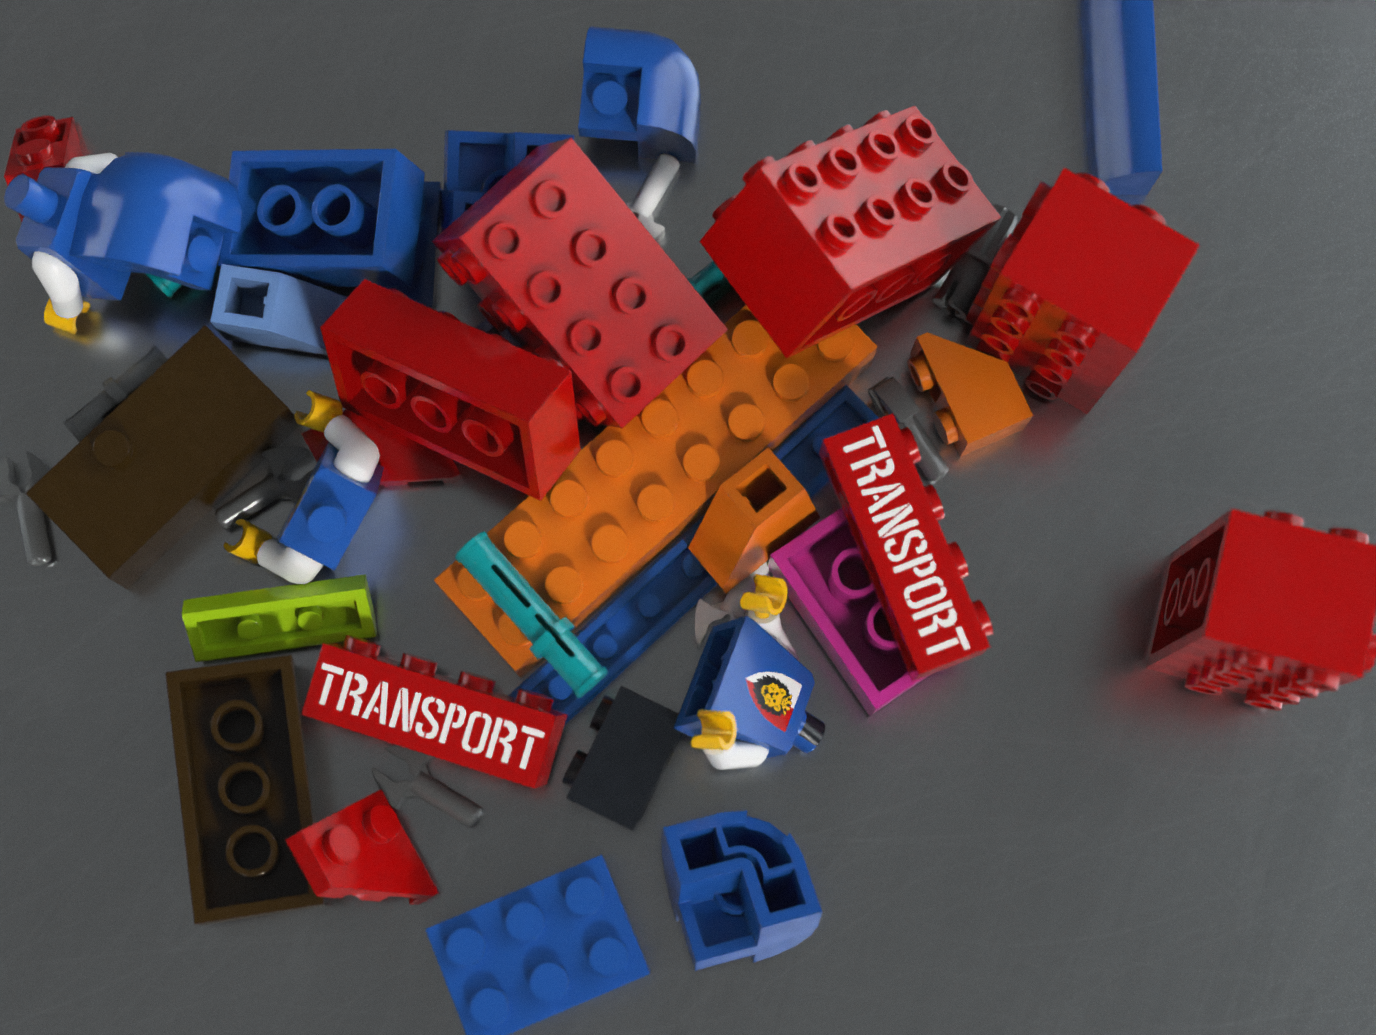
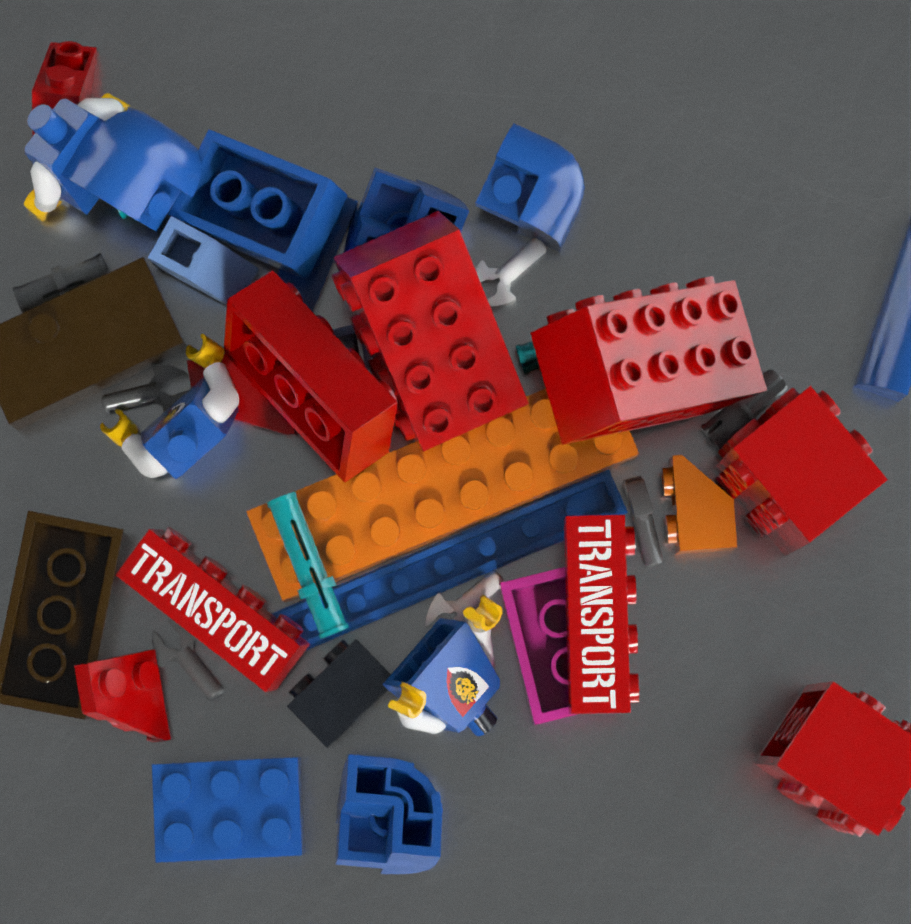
camera: 20 degrees right, 5 degrees up
(279, 618) = (123, 495): lime plate -> none
(751, 519) = (496, 551): orange slope -> none

